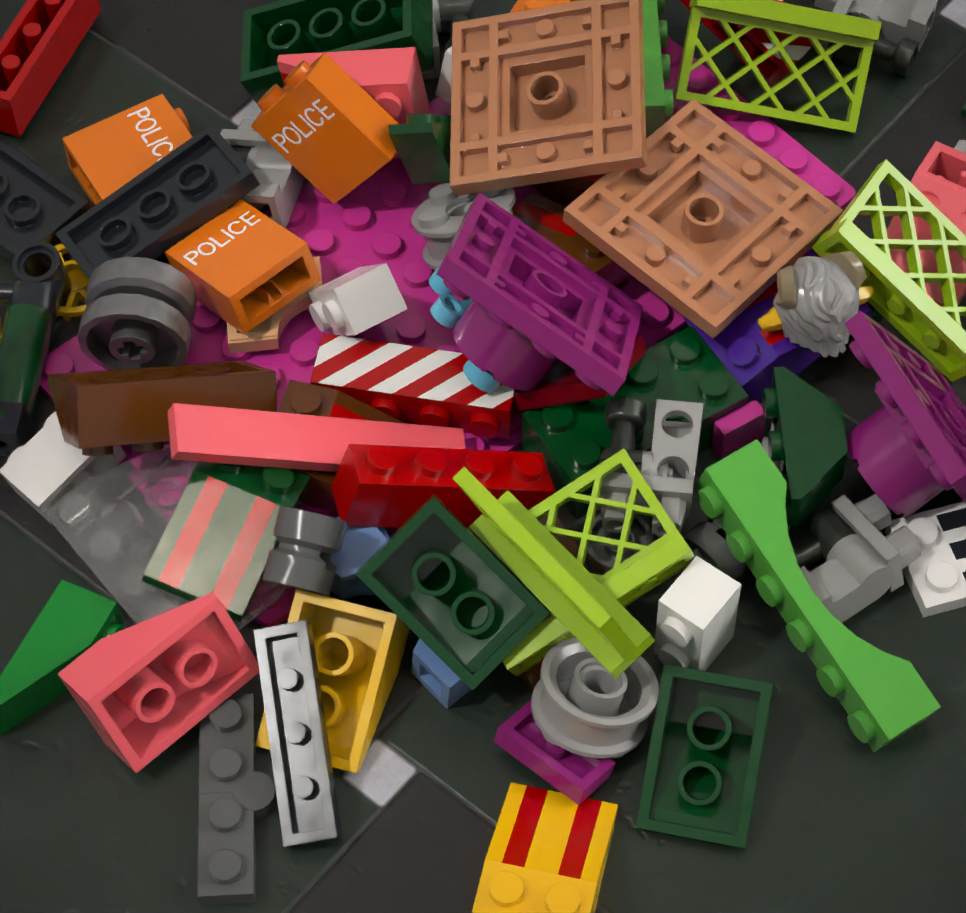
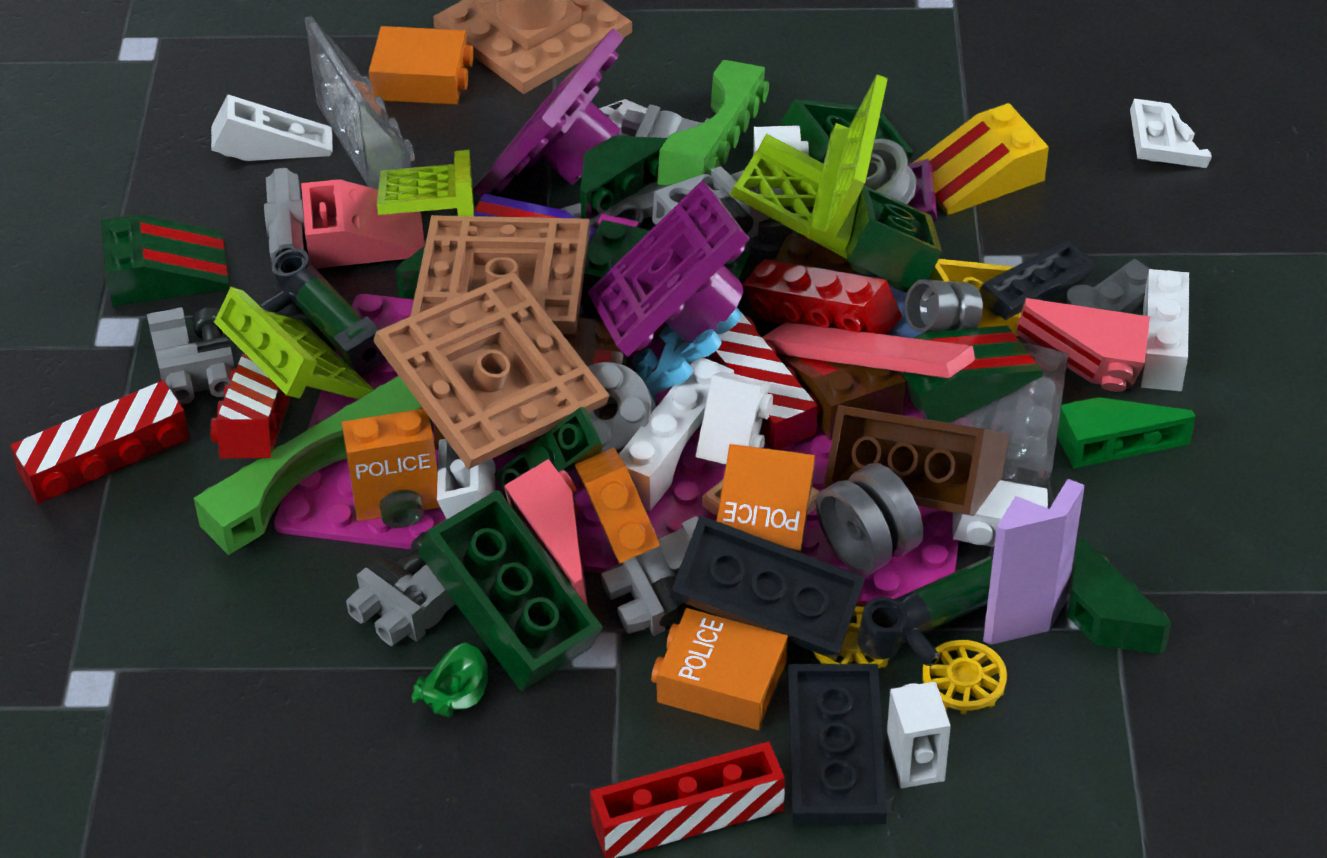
camera: 130 degrees left, 10 degrees down
(139, 827) = (1167, 341): none -> white arch
(388, 237) = (656, 448): none -> white arch
(817, 300) = (515, 190): light grey hair -> none
(833, 131) = (326, 309): none -> piece

